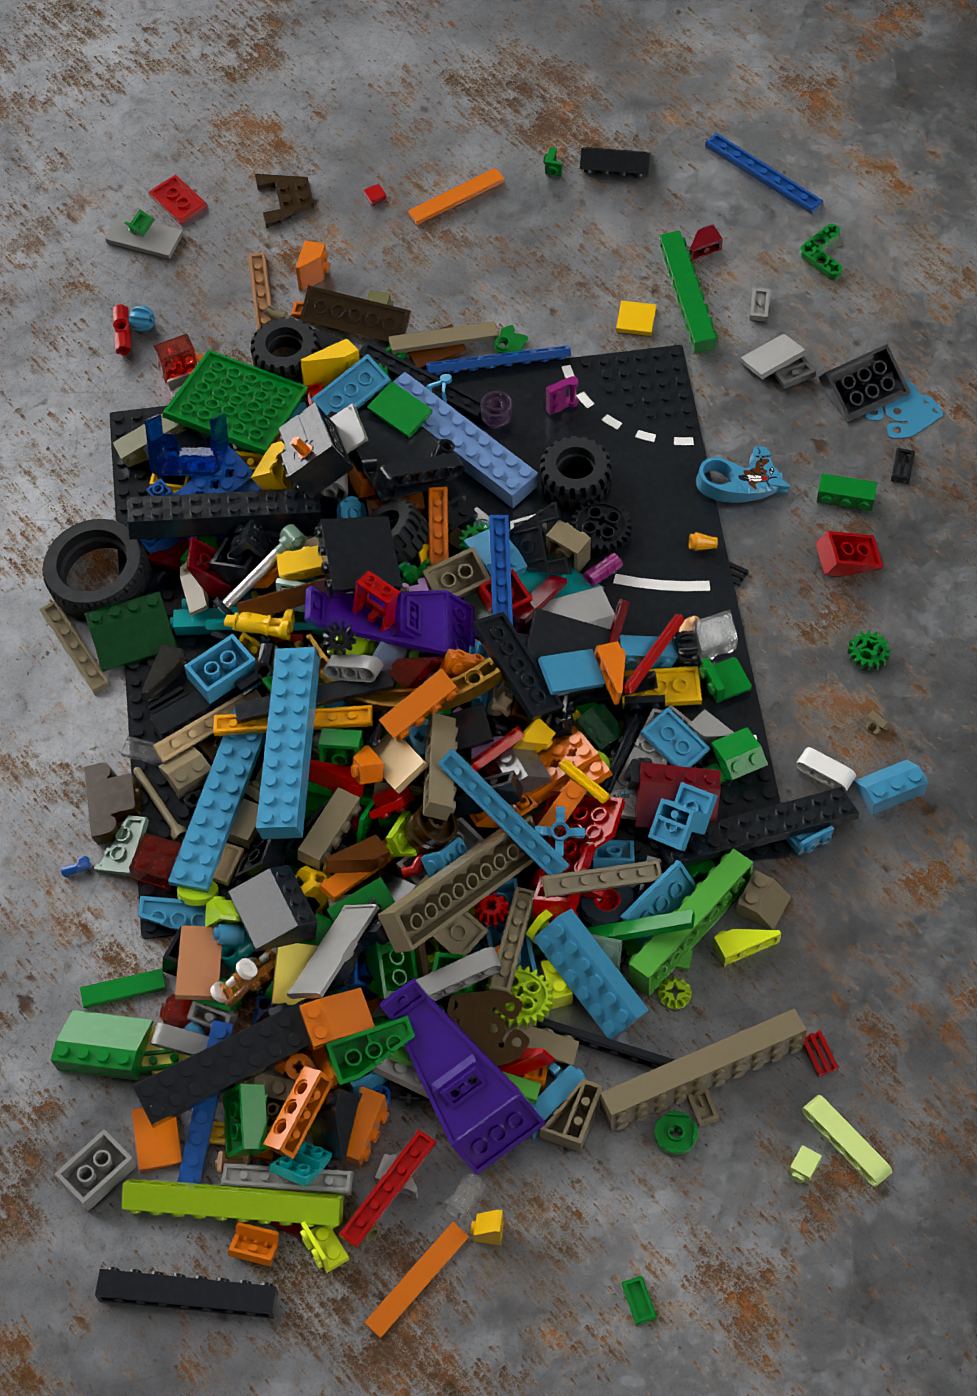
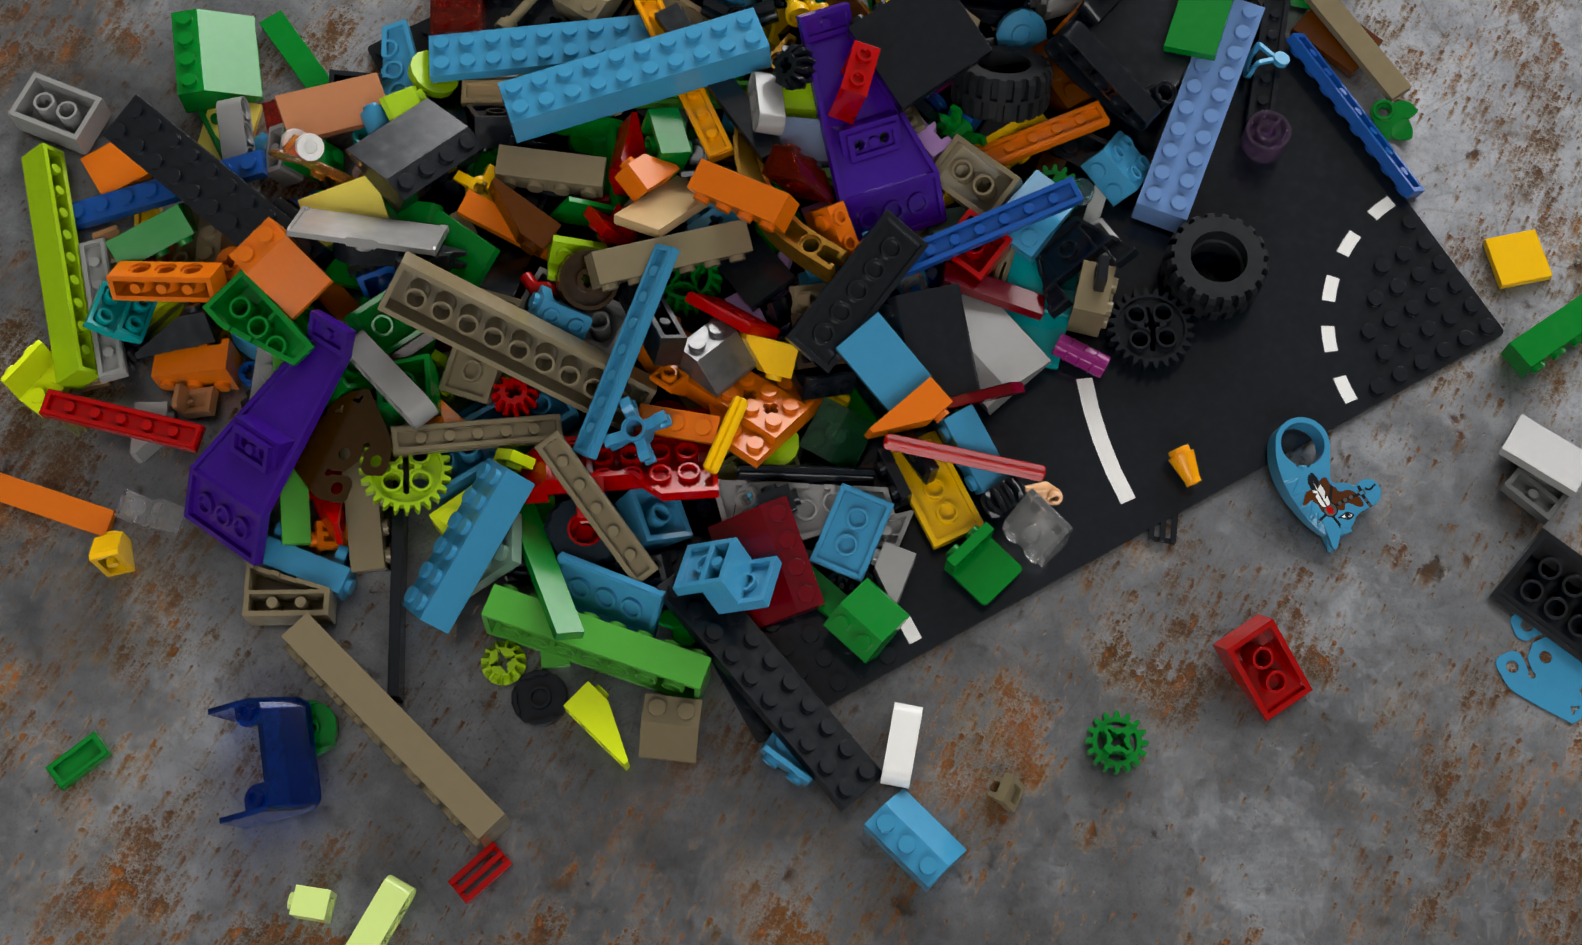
camera: 65 degrees right, 10 degrees up
(254, 1244) = (22, 310): orange bracket -> none
(389, 1138) = (194, 402): none -> medium nougat bracket
(481, 499) = (1117, 168): none -> dark azure bracket
(556, 395) = (1320, 201): magenta plate -> none
(564, 526) = (1101, 273): none -> black tile
(694, 1139) = (287, 758): none -> clear blue windscreen
(703, 1108) = (355, 752): dark tan plate -> none
(709, 978) = (539, 698): none -> black tile
(846, 492) = (1364, 629): green brick -> none
(900, 477) = (1429, 697): black tile -> none

